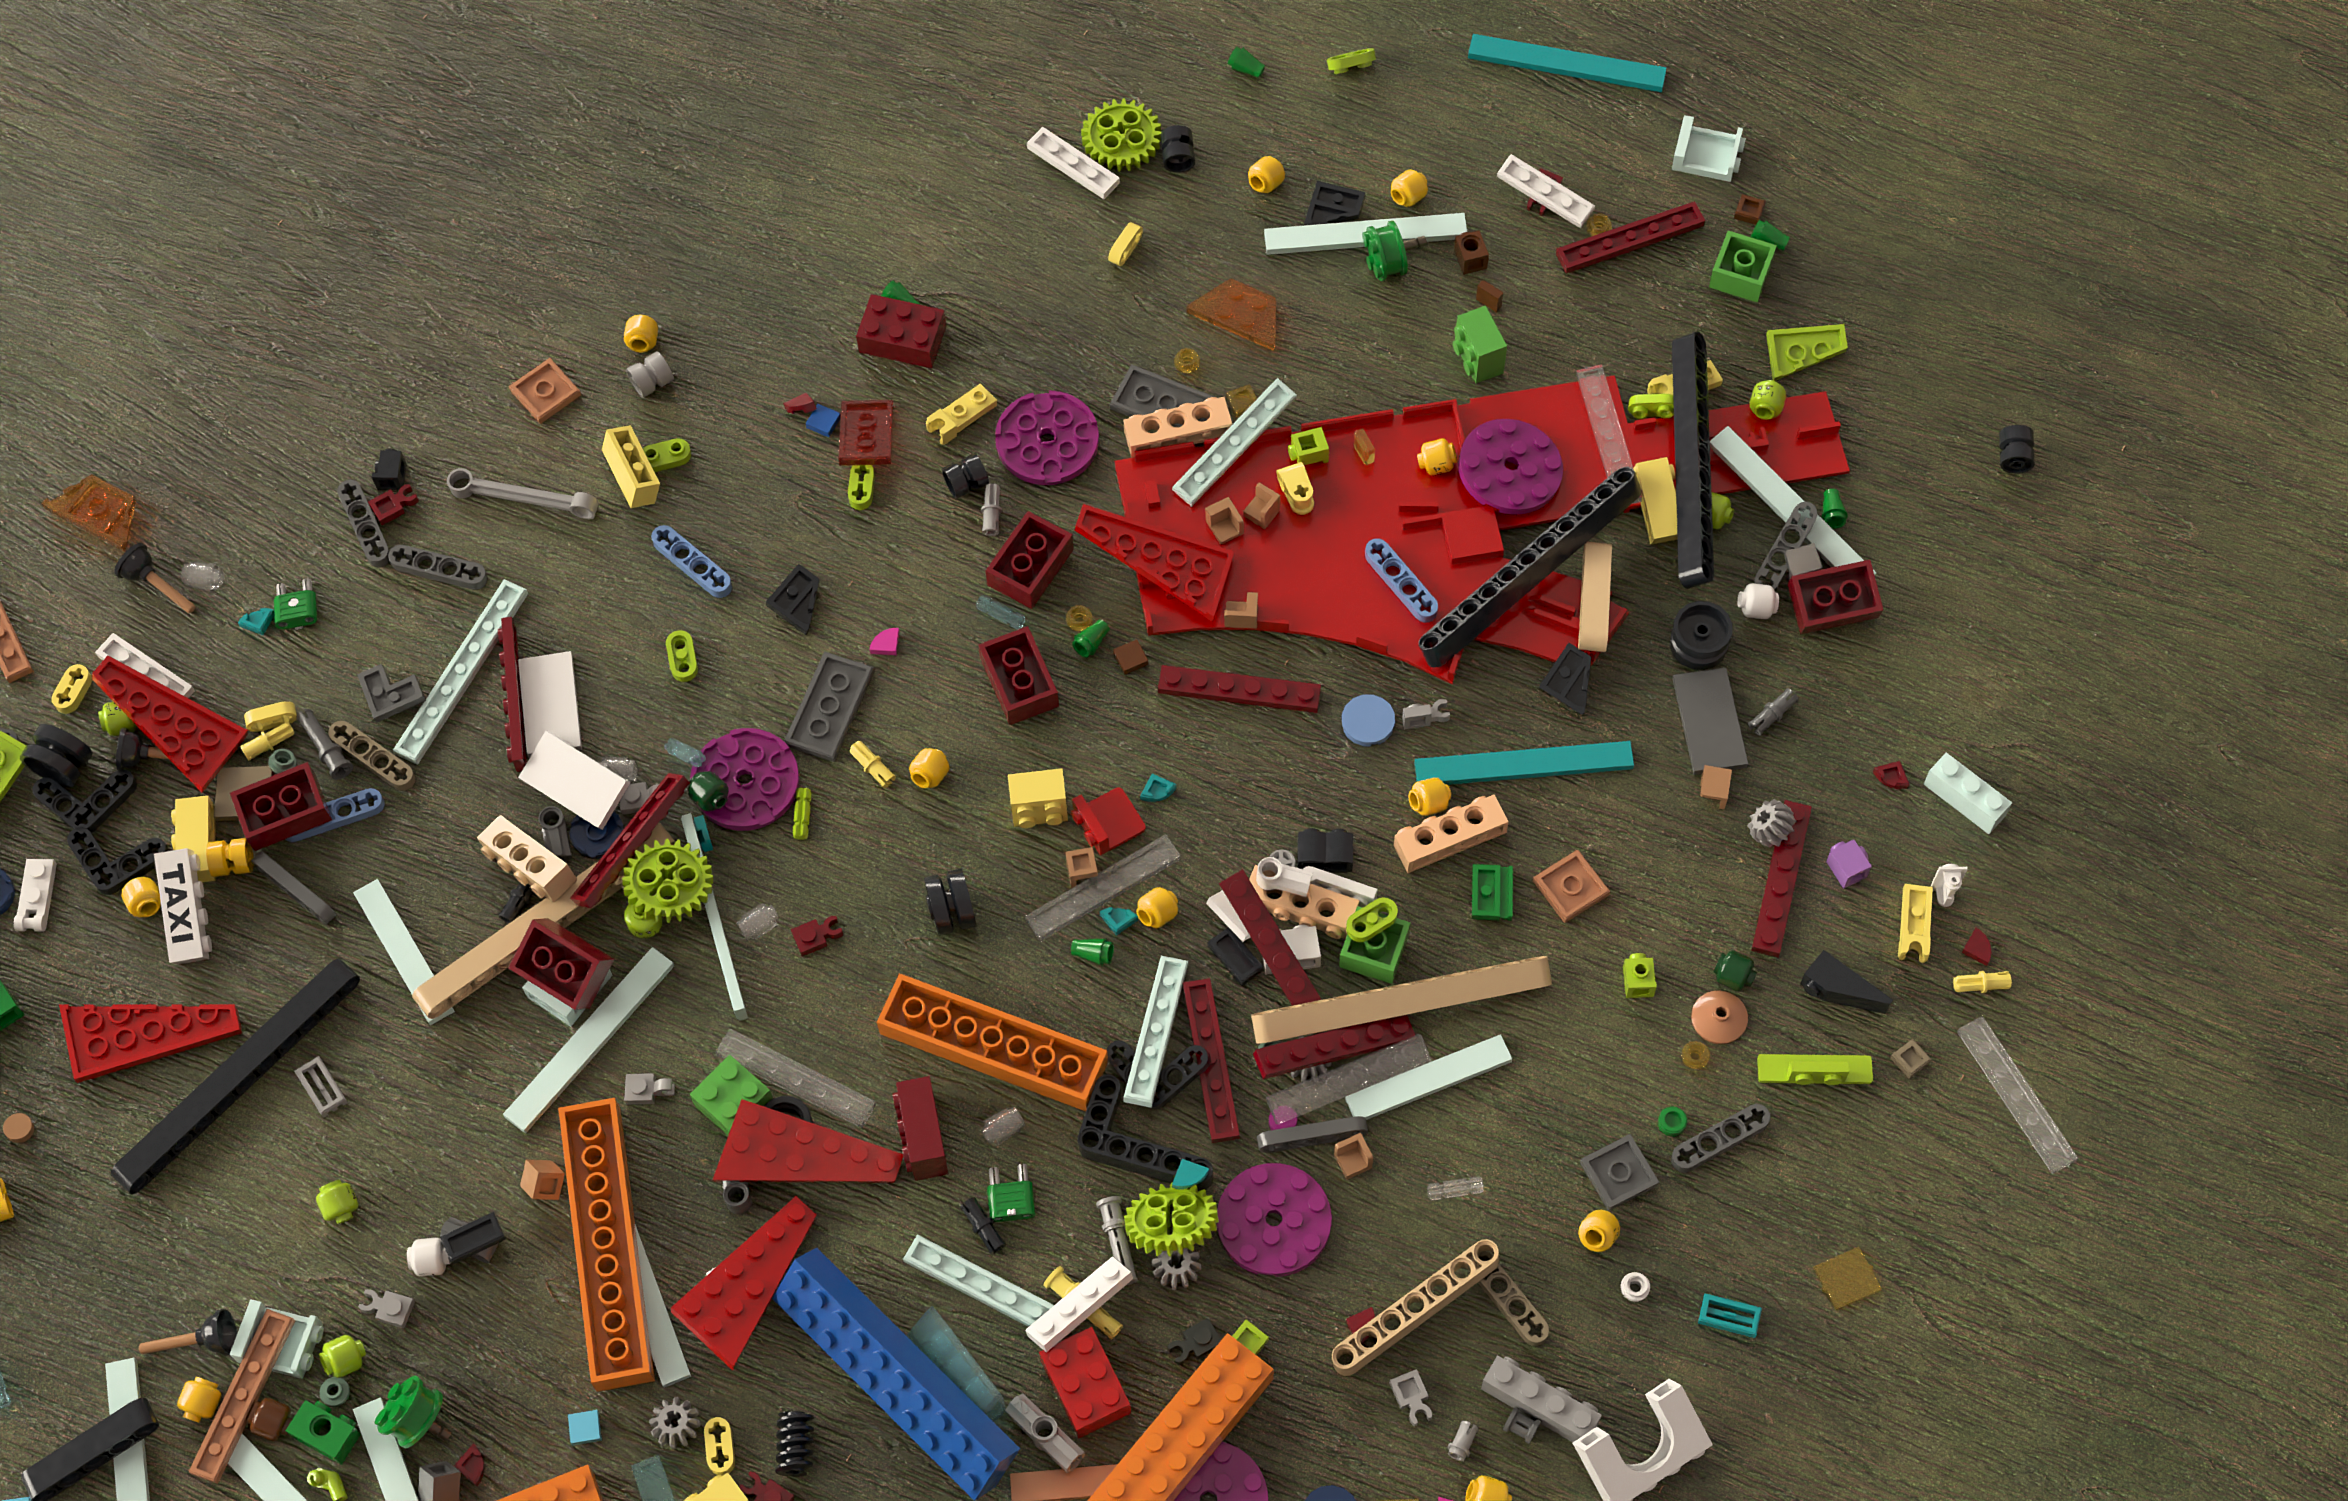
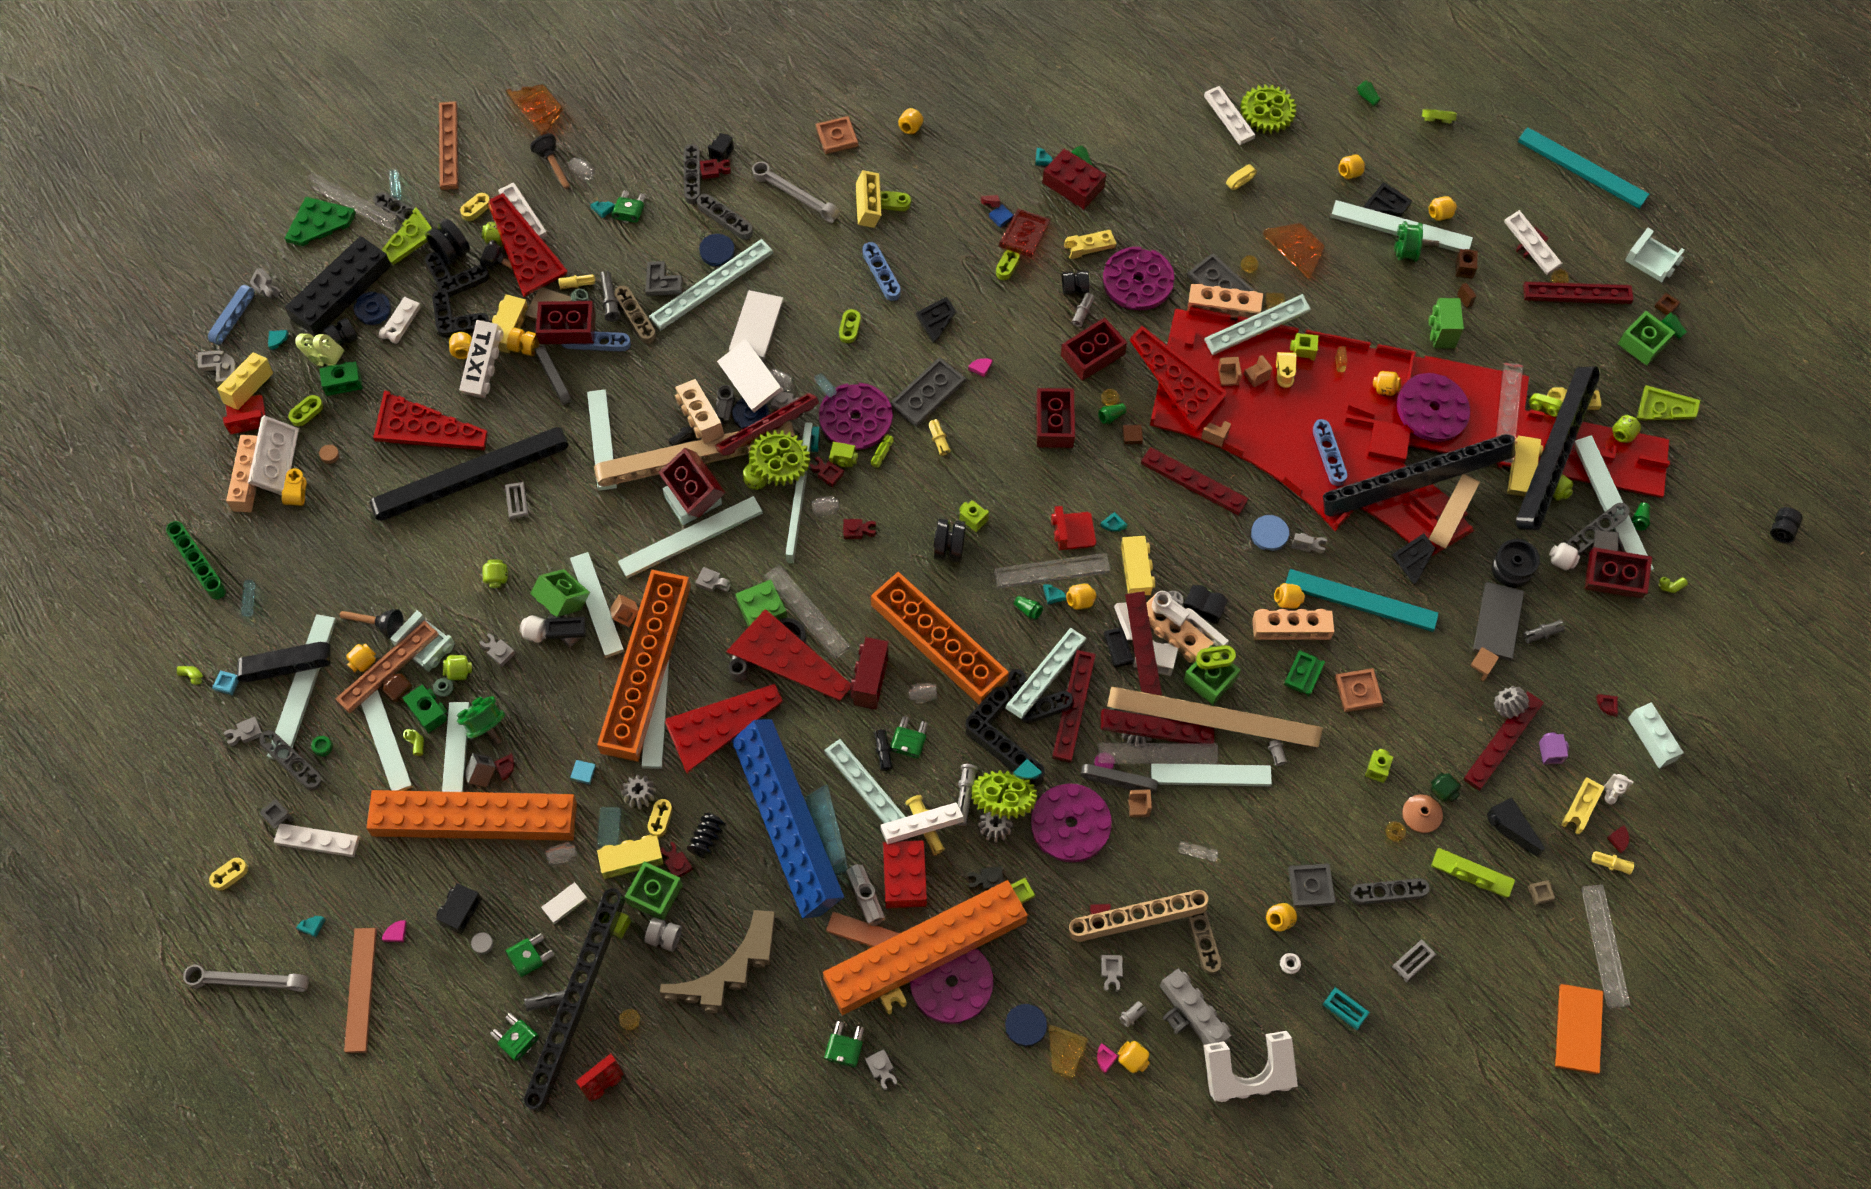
camera: 20 degrees right, 0 degrees up
(270, 716) = (584, 267): light yellow beam -> none
(443, 1192) = (560, 593): none -> bright green brick
(447, 618) = (716, 249): none -> dark blue tile
(500, 1187) = (597, 605): none -> light aqua tile
(513, 704) = (737, 304): dark red plate -> none
(652, 373) = (903, 148): light grey wheel -> none
(708, 791) = (828, 413): dark green head -> none
(741, 874) = (828, 473): none -> dark red plate
(751, 840) = (843, 454): none -> lime brick
(845, 317) = (1042, 157): none -> teal tile
(929, 768) = (973, 453): yellow head -> none
(971, 859) = (977, 518): none -> lime brick
(1000, 612) = (1061, 374): clear light blue axle -> none
(1038, 798) = (1034, 498): light yellow brick -> none
(1080, 865) = (1043, 550): medium nougat panel -> none
(1177, 148) = (1300, 130): black wheel -> none
(1214, 835) = (1137, 565): none -> light yellow brick
(1502, 1013) = (1277, 752): none -> light grey pin
(1672, 1121) = (1361, 867): green tile -> none
(1779, 1236) = (1402, 971): none -> light grey tile
(1847, 1278) = (1436, 1017): clear yellow piece -> none
(1909, 587) = (1673, 587): none -> lime arm
(2029, 1216) = (1579, 1029): none -> orange tile

